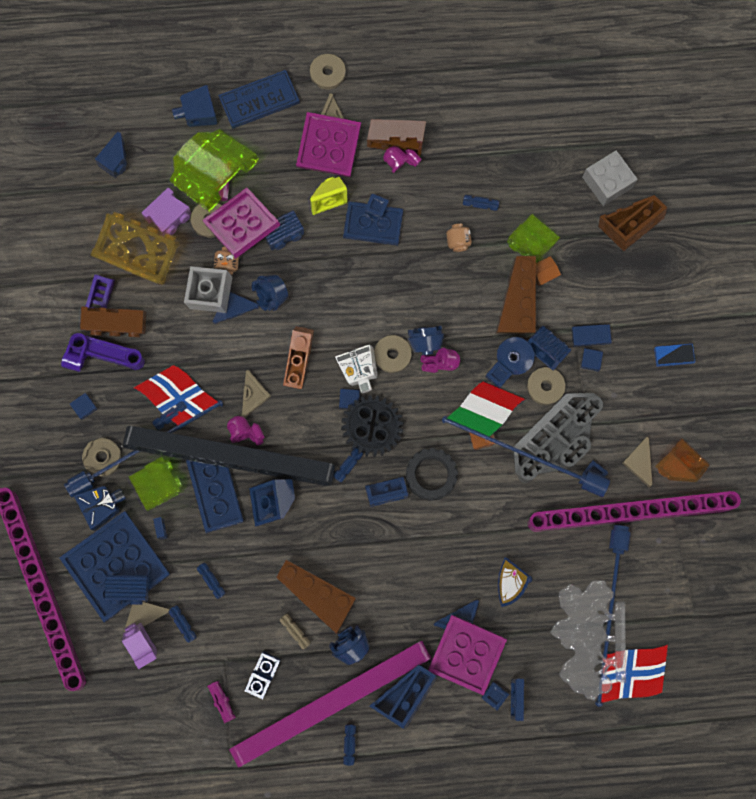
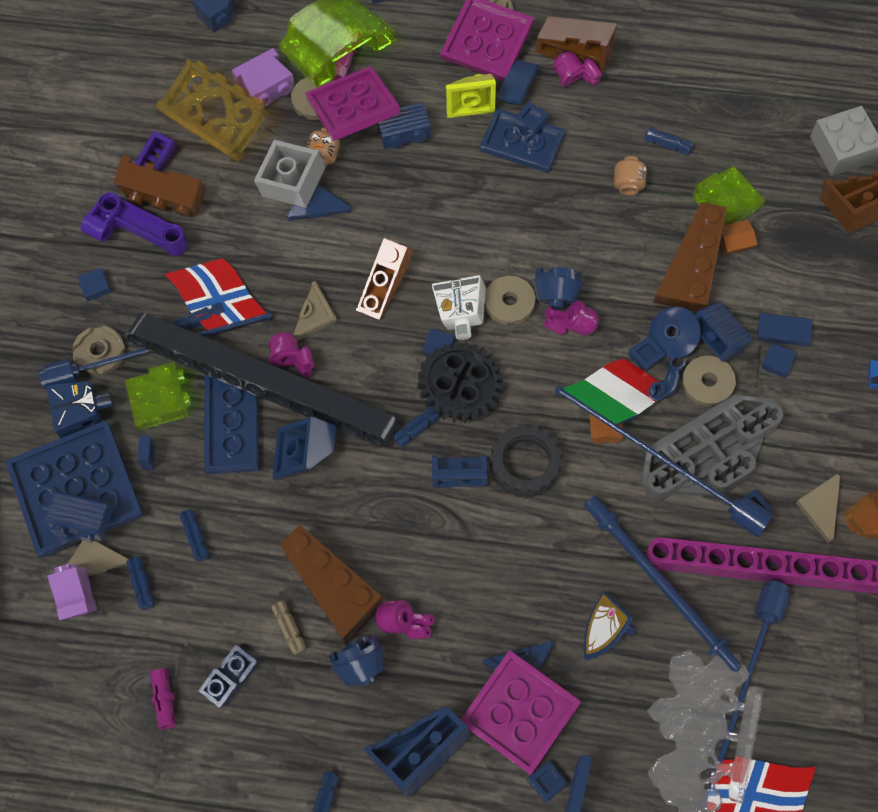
camera: 20 degrees right, 10 degrees down
(270, 291) = (368, 190): dark blue cone -> none
(329, 704) = (308, 736): magenta beam -> none
(360, 176) = (517, 82): none -> dark blue slope
(371, 609) = (399, 618): none -> magenta piece
(498, 507) = (609, 522): none -> dark blue bar
(519, 396) = (668, 386): none -> dark blue arm

